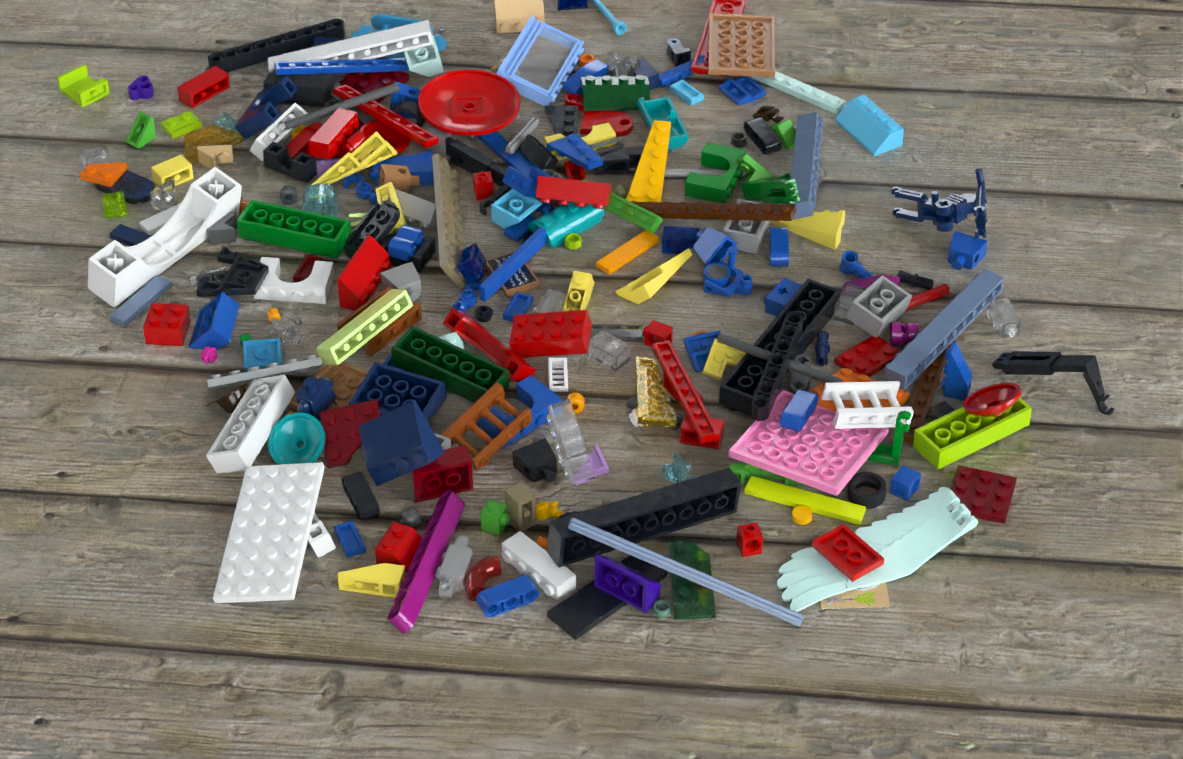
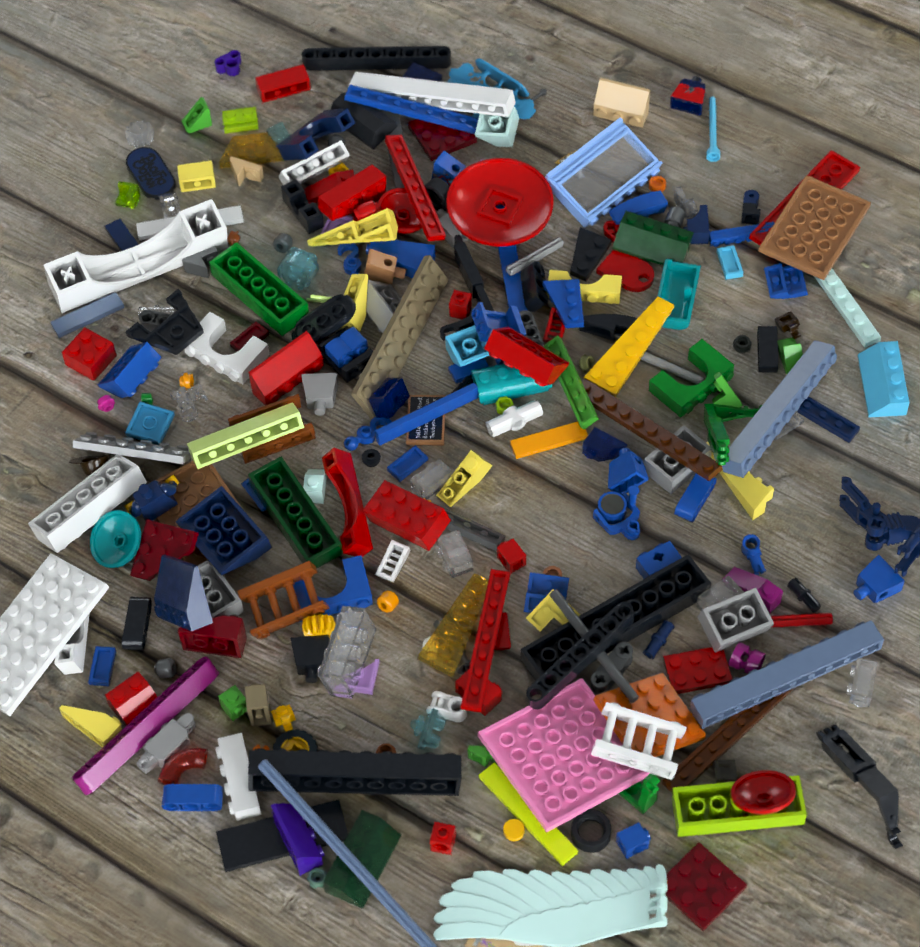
camera: 30 degrees right, 15 degrees up
(82, 88) = (180, 41): lime panel -> none
(103, 173) = (137, 154): orange wing -> none
(344, 105) = (379, 162): dark grey piece -> none
(530, 433) = (318, 625): none -> yellow gear
(588, 246) = (514, 418): none -> white piece
(620, 145) = (604, 308): dark grey tile -> none
(652, 281) = (544, 487): light yellow wedge -> none
(688, 449) = (445, 705): none -> white piece
(799, 410) = (573, 715): blue beam -> none
(847, 166) = (828, 419): none -> dark blue tile
(848, 552) = (522, 899): red plate -> none
(958, 375) = (760, 737): blue slope -> none

